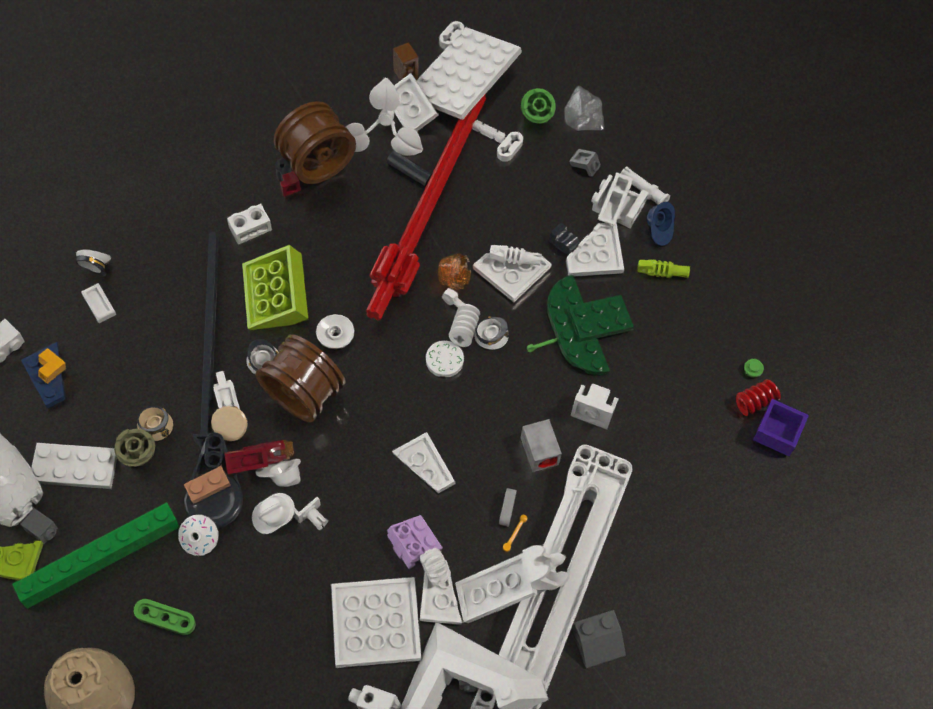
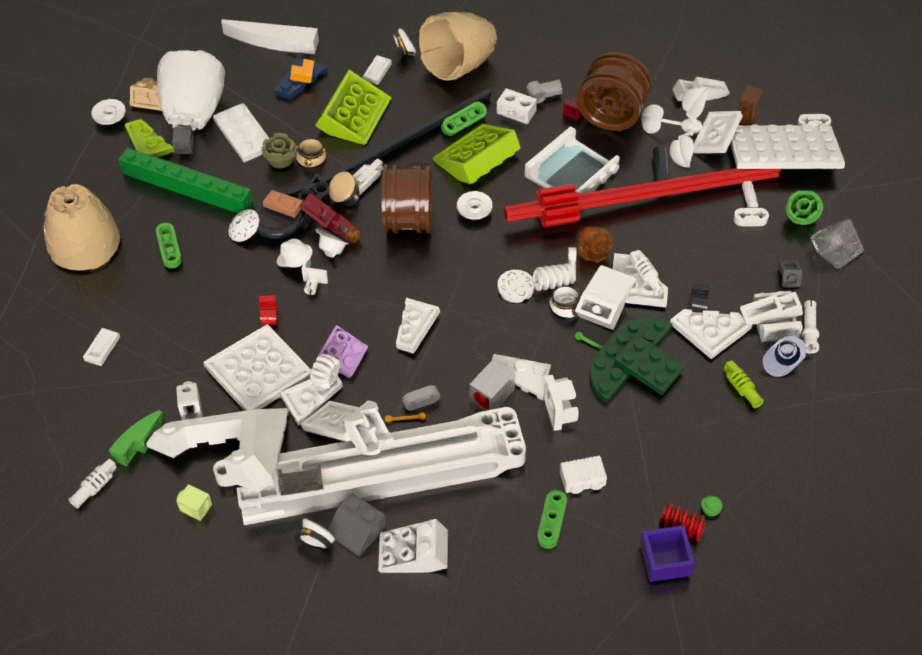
camera: 60 degrees right, 10 degrees down
(134, 354) = (353, 109): none -> lime slope
(146, 221) = (455, 43): none -> tan piece
(229, 268) = (466, 113): none -> bright green plate
(248, 193) = (544, 90): none -> light grey piece
(318, 574) = (268, 310): none -> red leg
(350, 83) = (716, 88): none -> white slope
(354, 232) = (570, 162): none -> panel
(517, 301) = (605, 297): none -> white slope
(540, 408) = (528, 374): none -> white wing
(548, 655) = (300, 481): none -> clear smoke hinge
(590, 677) = (314, 535): none -> piece
(650, 609) = (414, 548): none -> white slope
(668, 436) = (583, 474): none -> white brick
(693, 494) = (549, 525): none -> bright green plate

